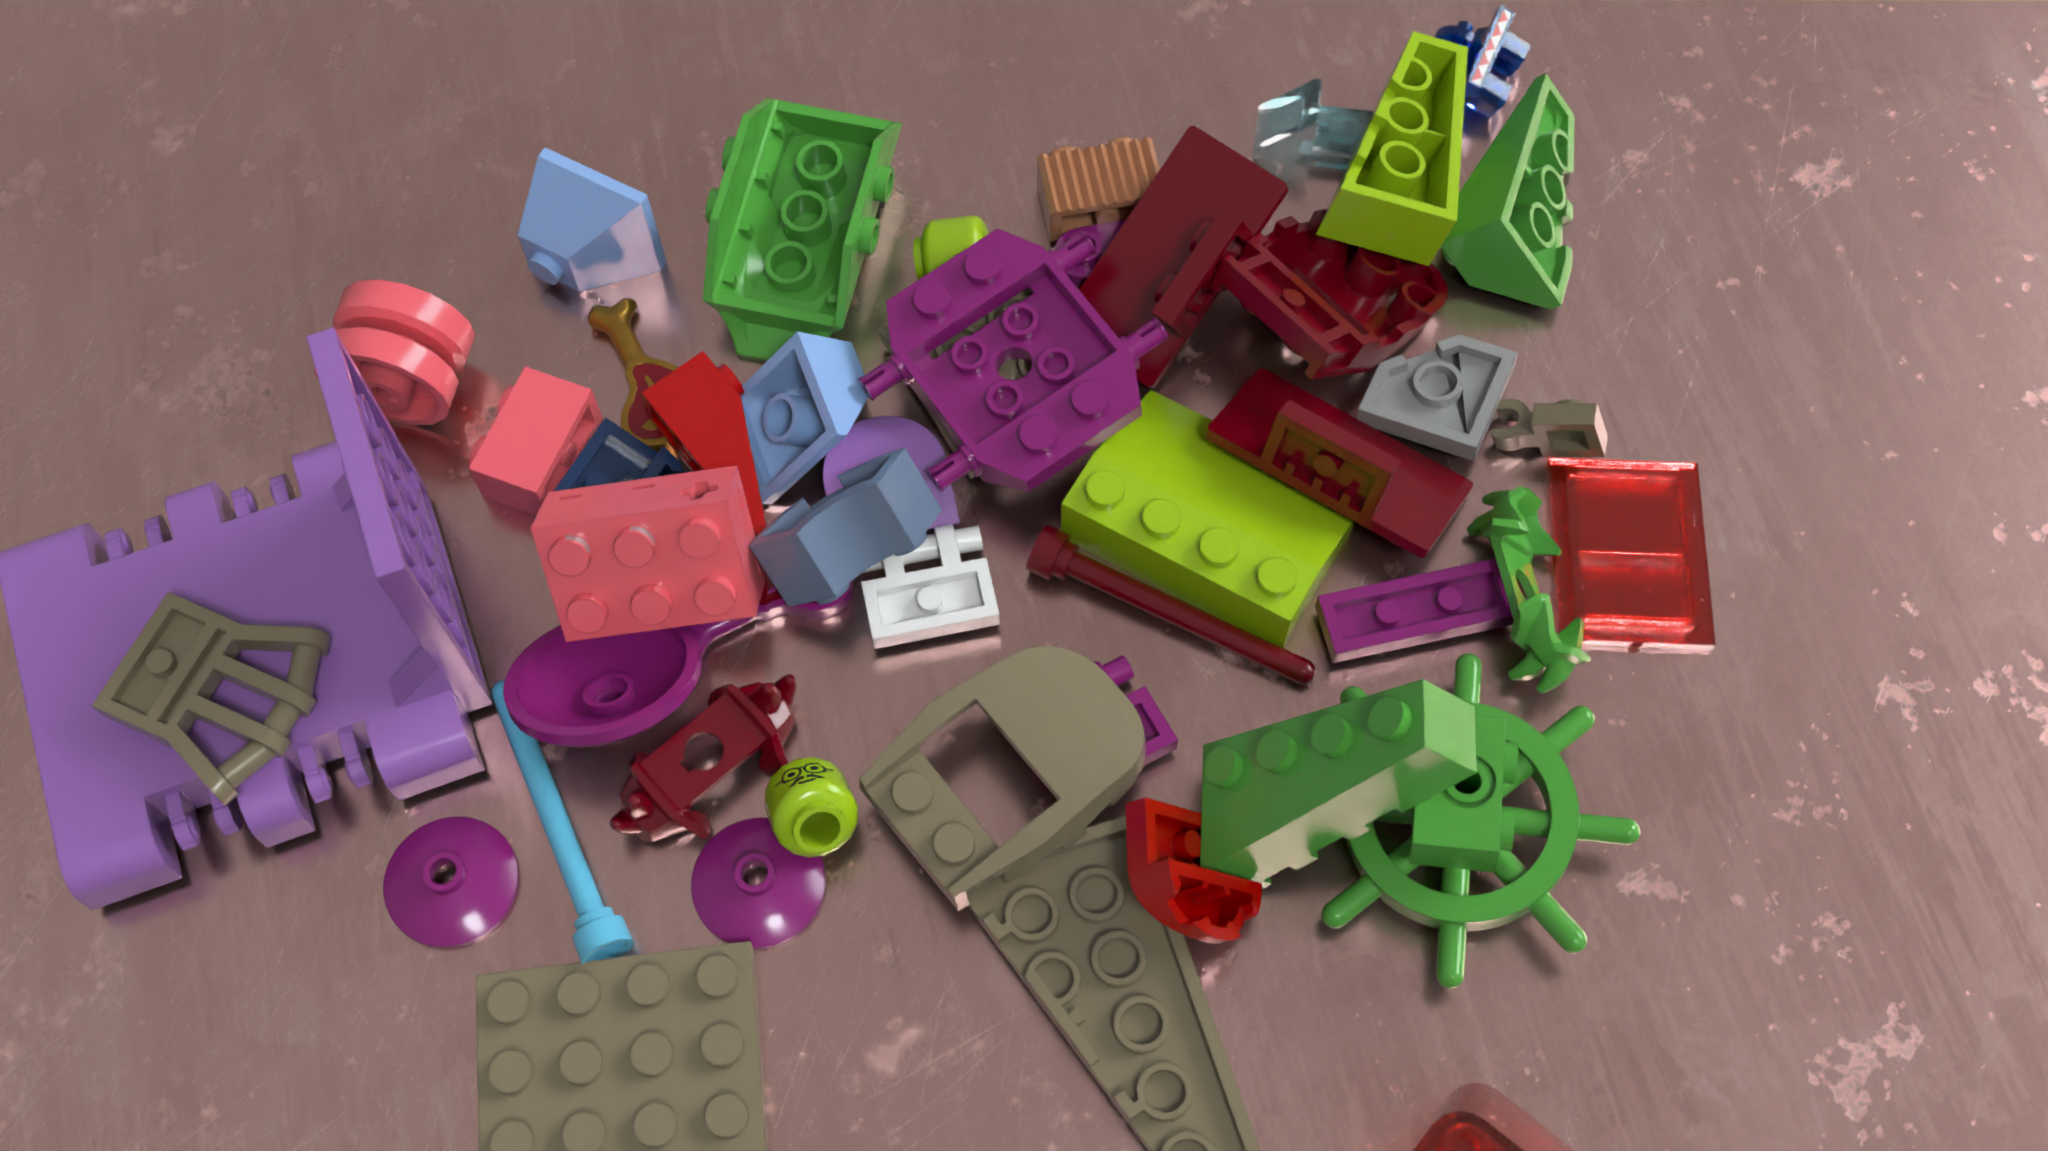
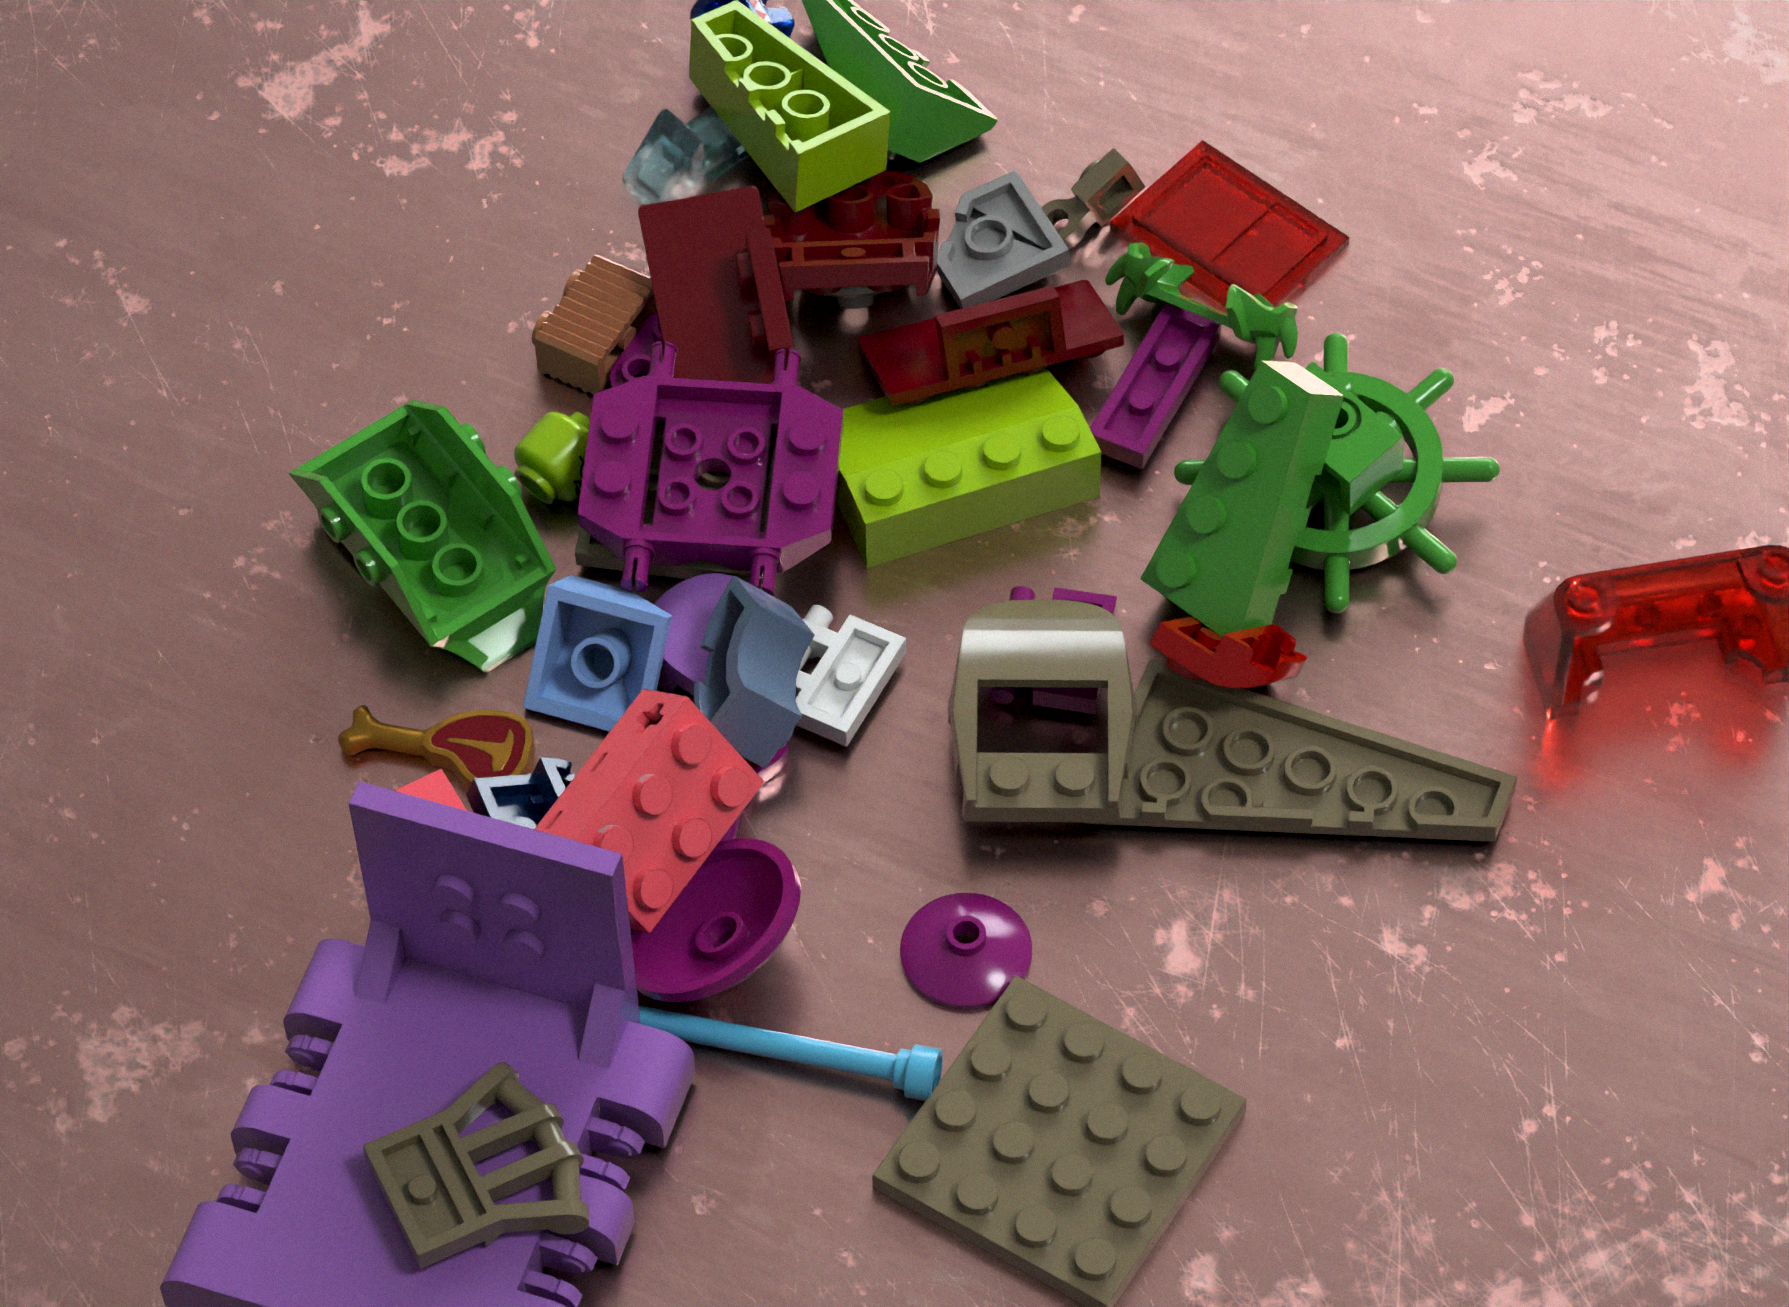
camera: 50 degrees left, 10 degrees down
(404, 347) = (265, 882): coral wheel -> none
(468, 904) = (772, 1181): magenta dish -> none
(586, 227) = (275, 676): light blue slope -> none
(662, 791) = (838, 954): dark red piece -> none
(705, 423) = (550, 713): red slope -> none
(811, 807) = (950, 859): lime head -> none
(1059, 557) = (888, 574): dark red piece -> none

